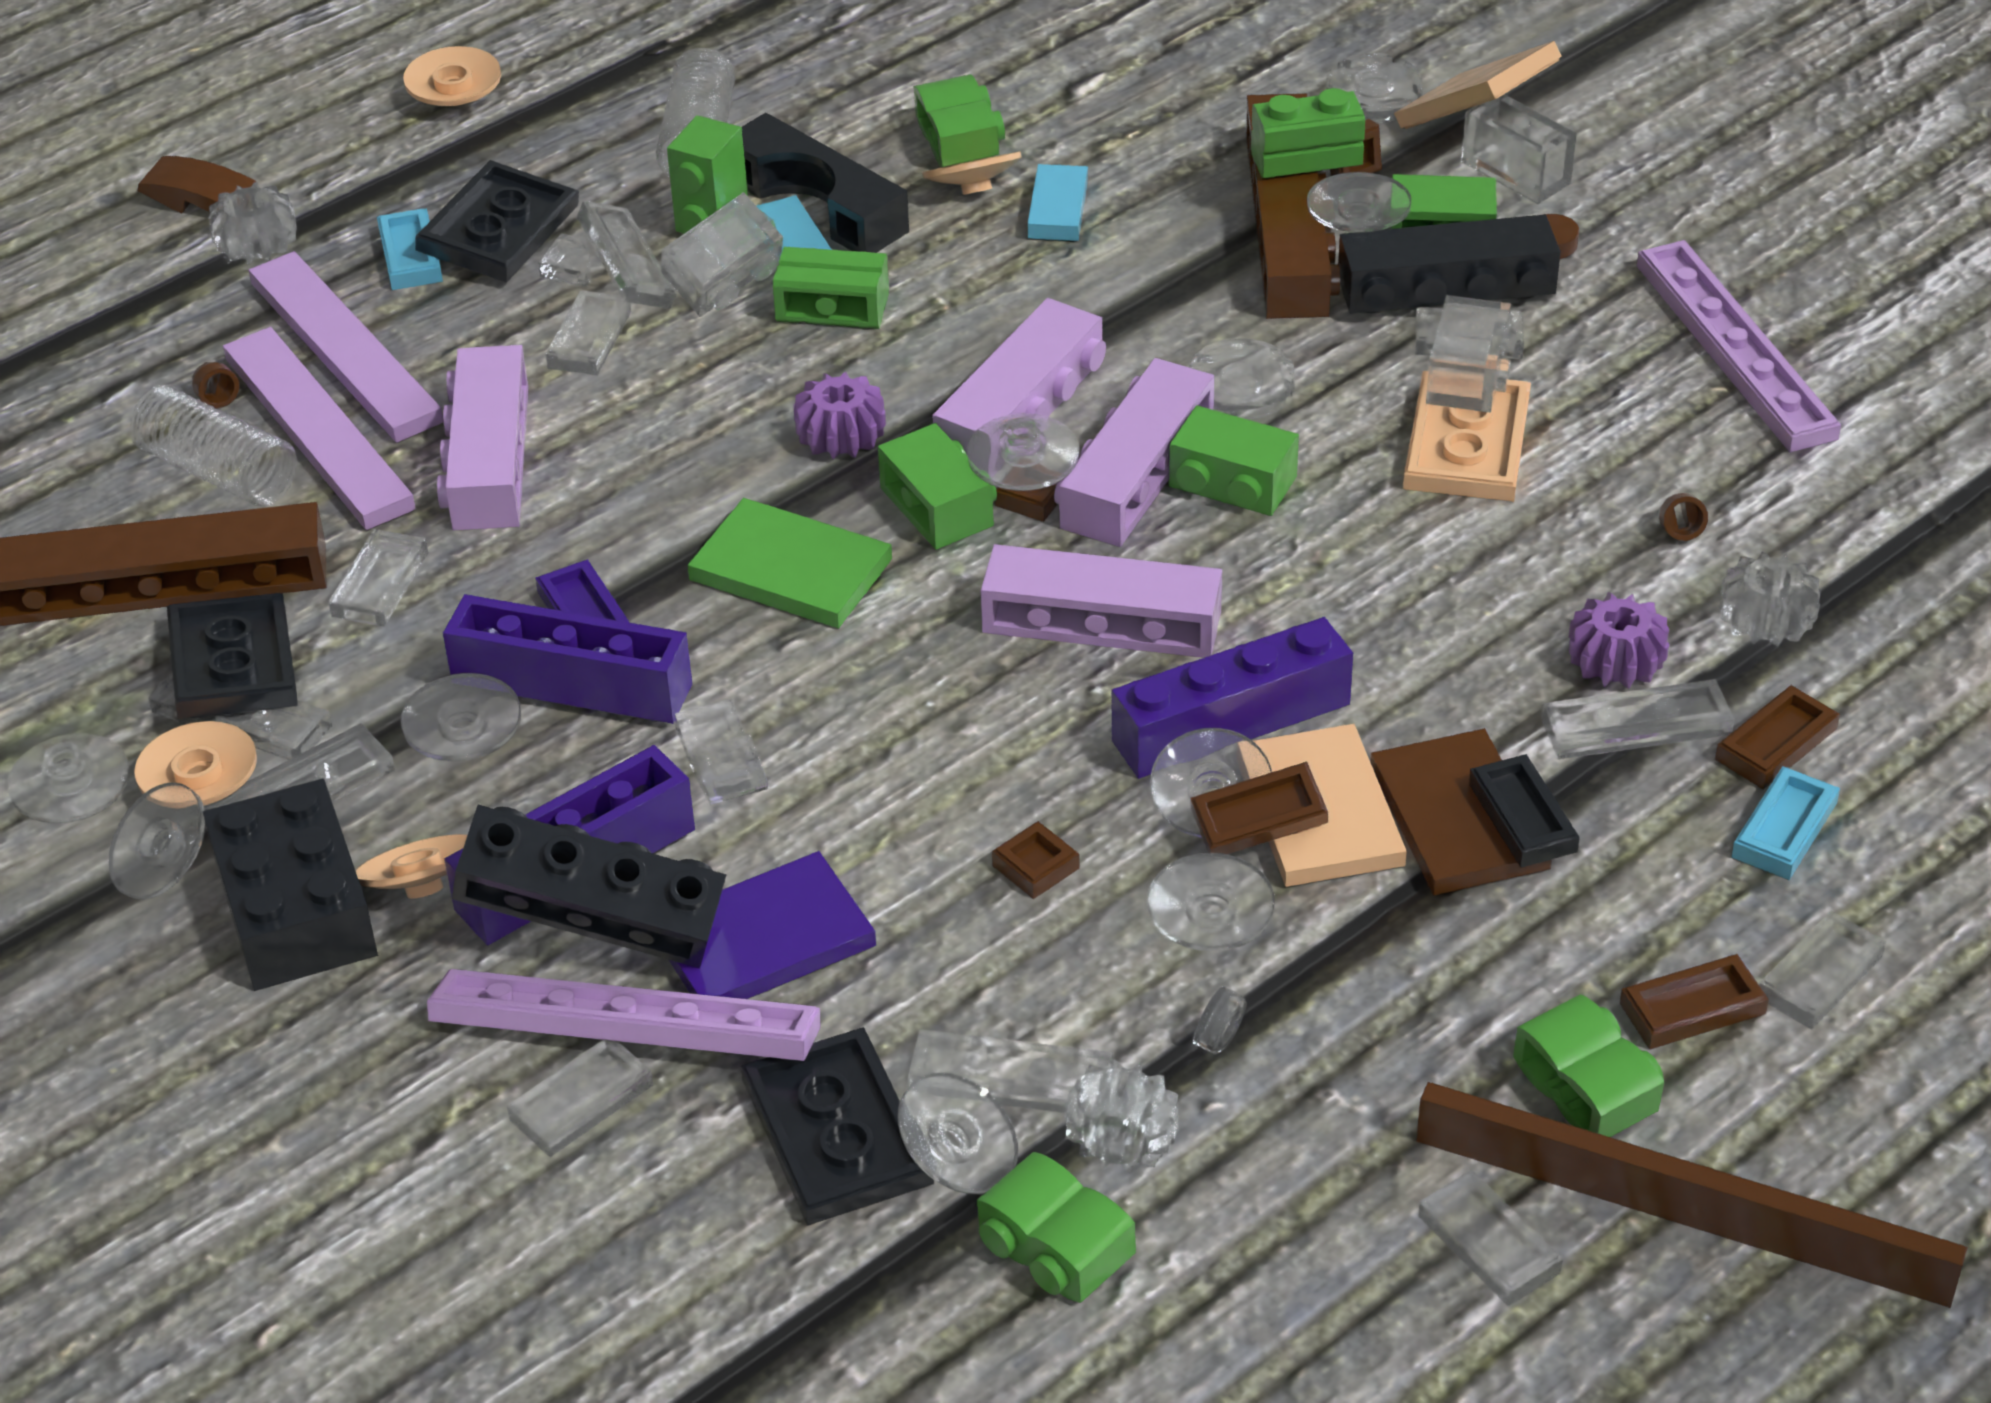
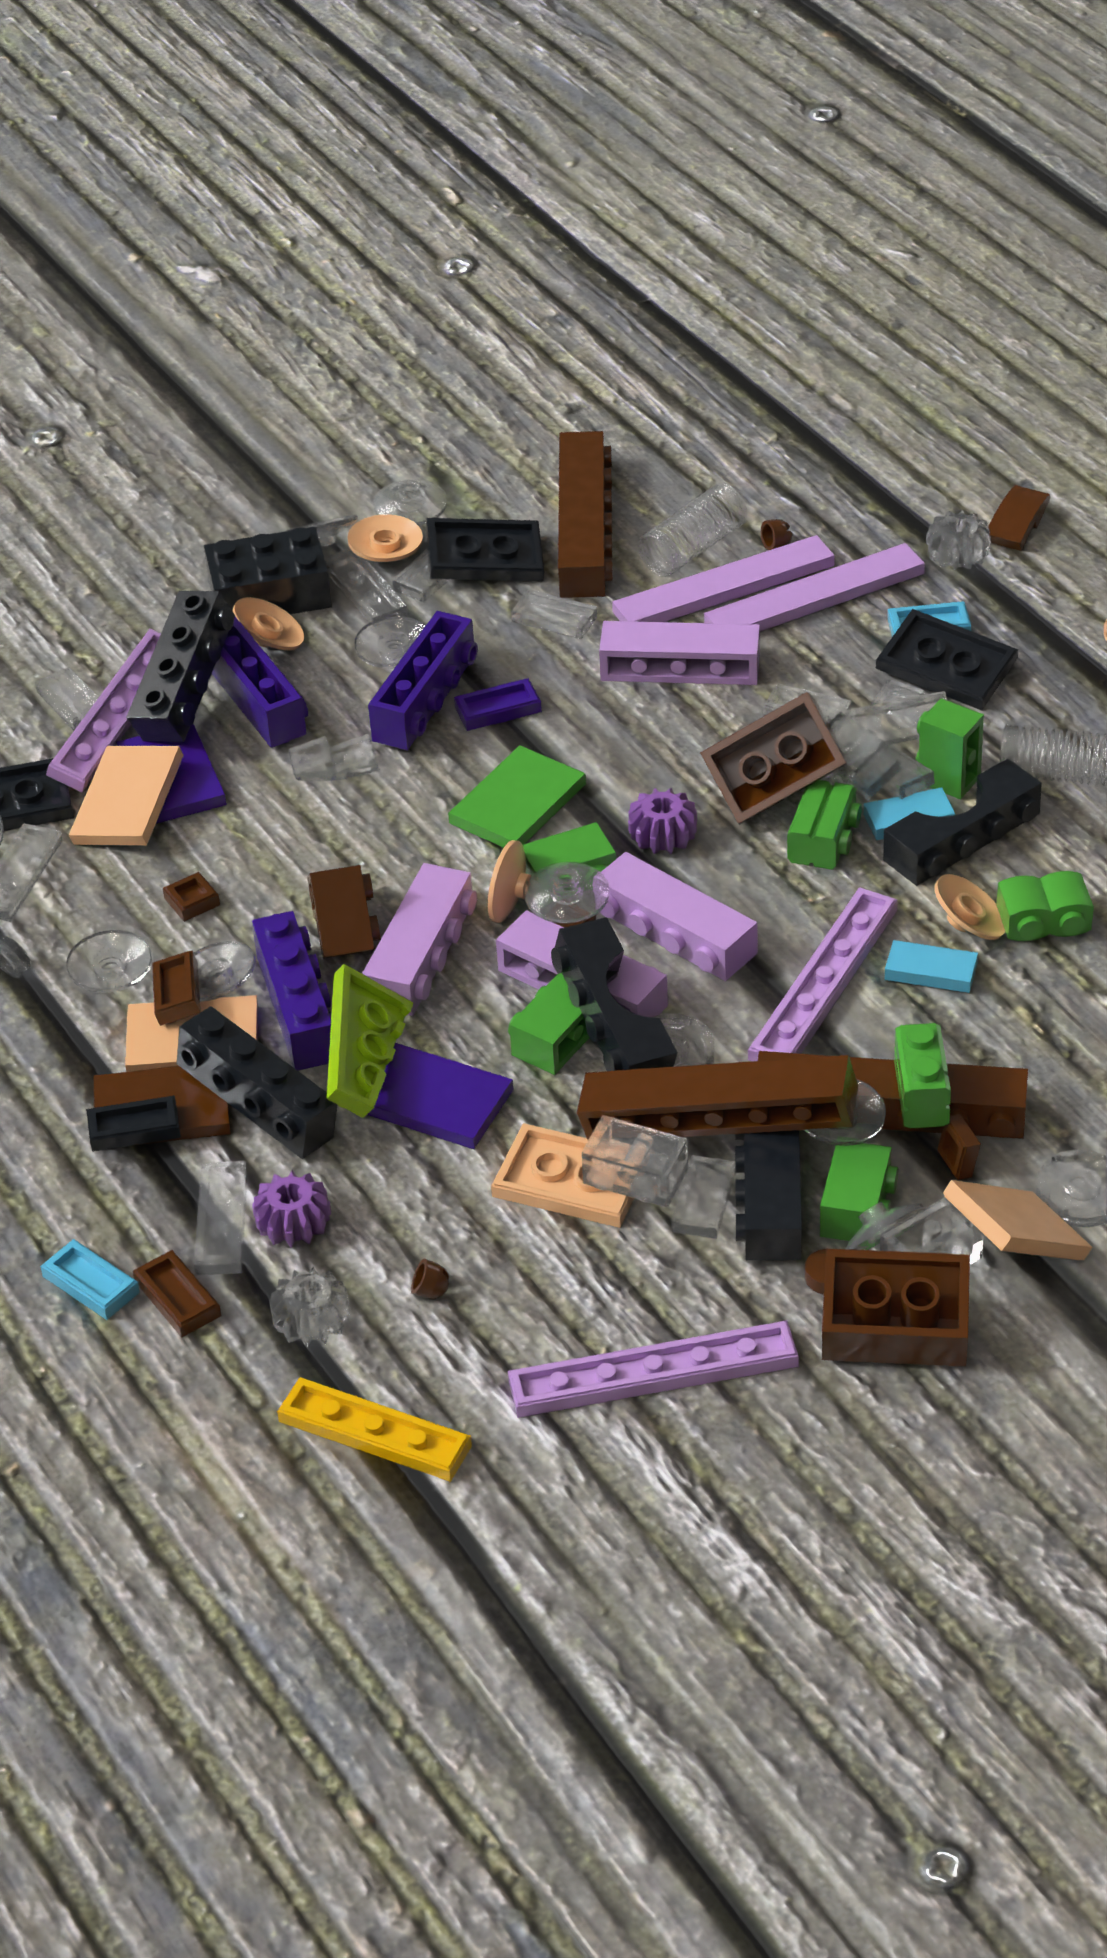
camera: 100 degrees right, 0 degrees up
(743, 303) = (774, 757): none -> reddish brown slope
(842, 952) = (126, 795): none -> light nougat tile
(1004, 509) = (507, 881): none -> light nougat dish
(1067, 655) = (342, 911): none -> reddish brown brick
(1093, 278) = (826, 974): none -> lavender tile
(1188, 389) = (589, 960): none -> black arch
(1327, 596) = (362, 1038): none -> lime wing
(1371, 562) = (440, 1096): none -> dark purple tile
(1386, 274) = (725, 1096): none -> reddish brown brick
(1430, 688) = (256, 1082): none -> black brick
(1536, 163) = (877, 1220): none -> clear dish
(1631, 155) = (896, 1307): none -> reddish brown slope
(1911, 538) = (375, 1429): none -> yellow tile

